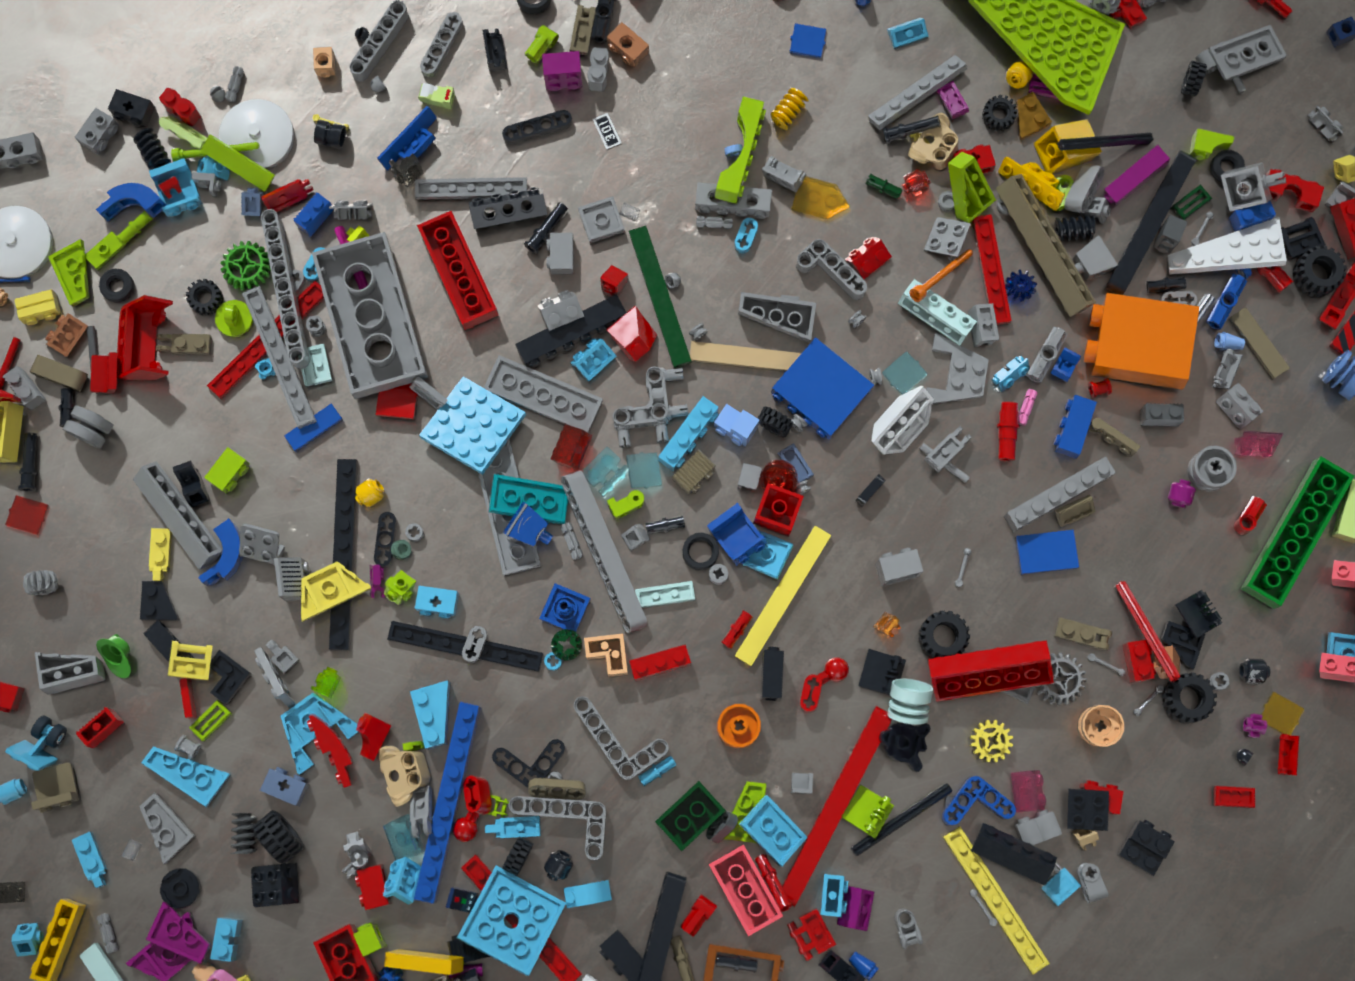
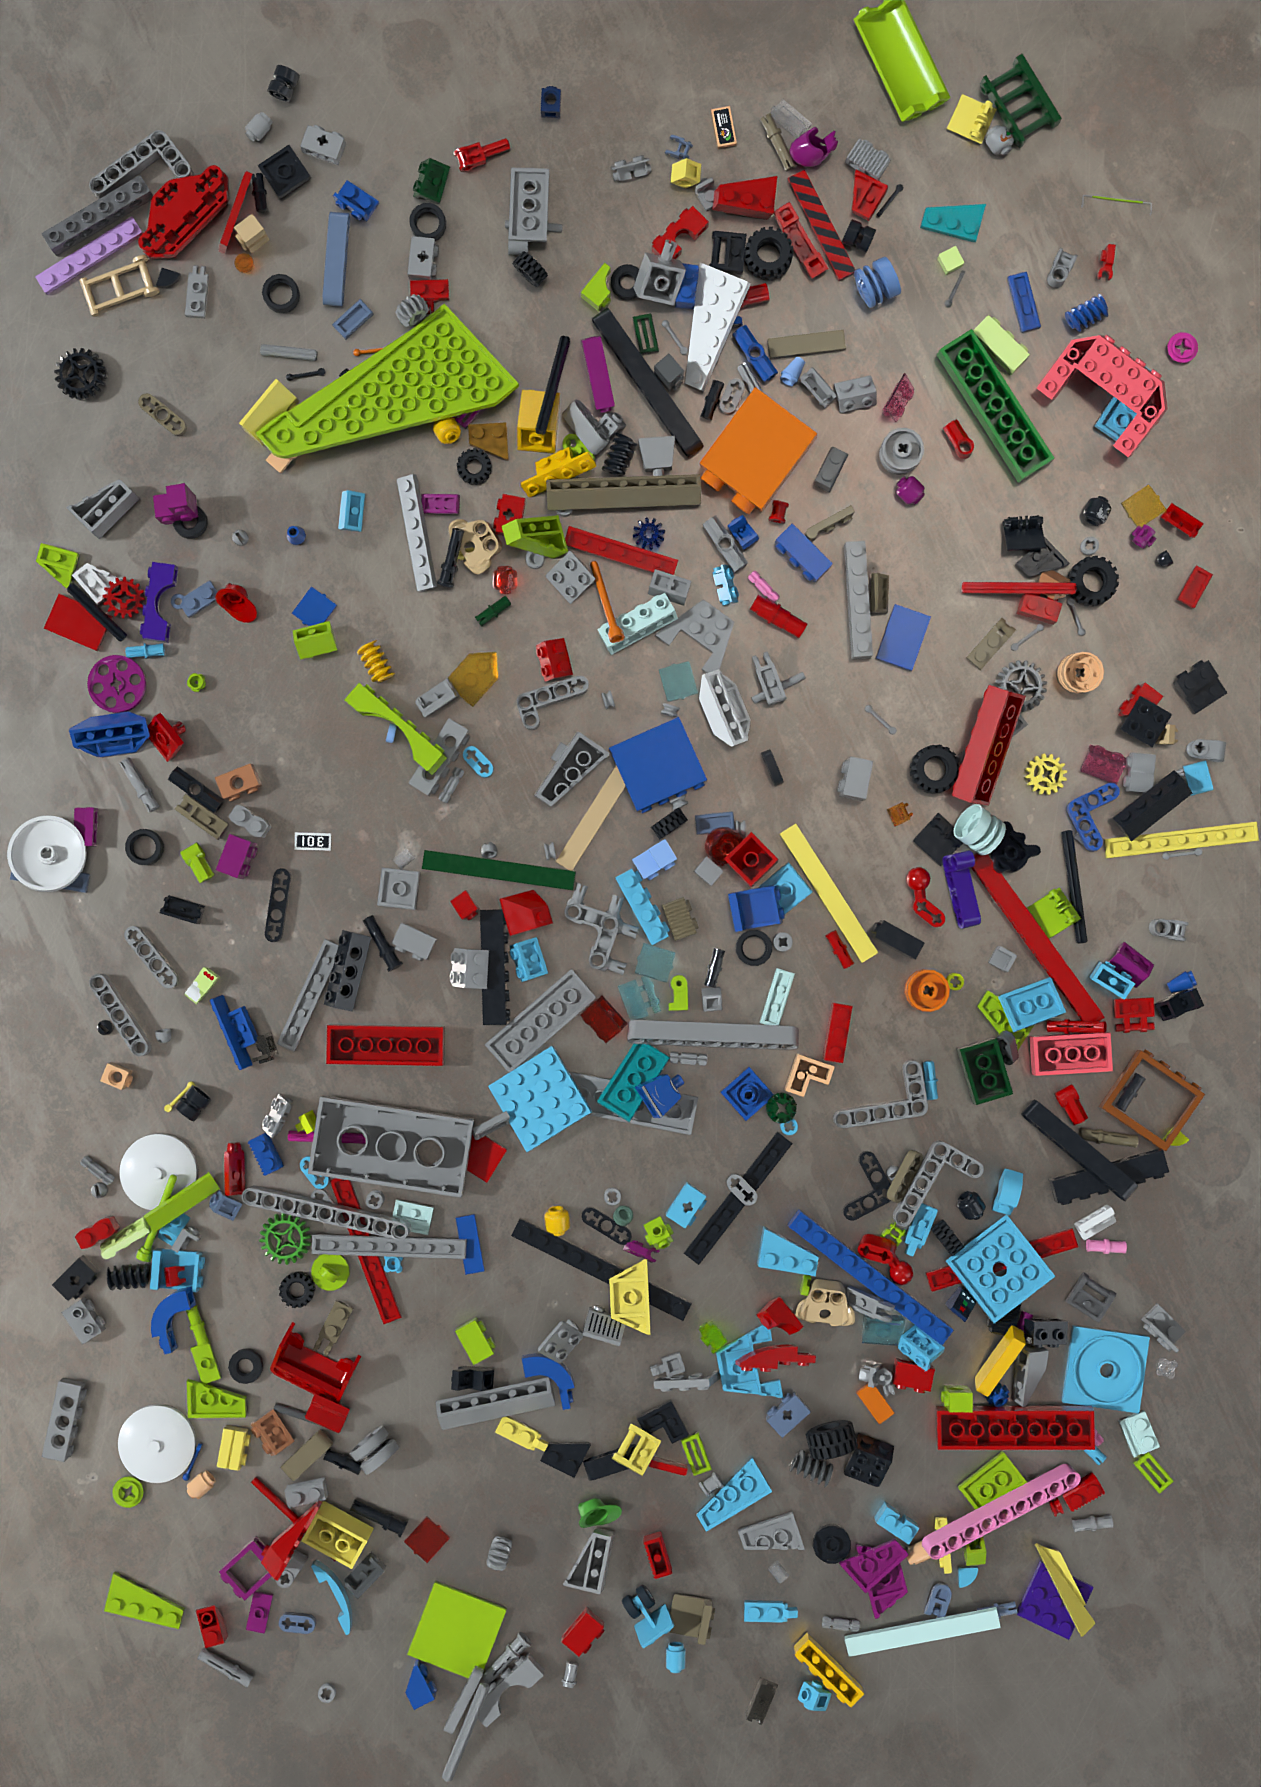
camera: 65 degrees left, 10 degrees up
(331, 865) = (875, 1403): none -> orange tile
(753, 747) = (959, 977): none -> neon yellow bush
(781, 50) = (314, 640): none -> lime brick
(848, 713) = (961, 888): none -> dark purple beam

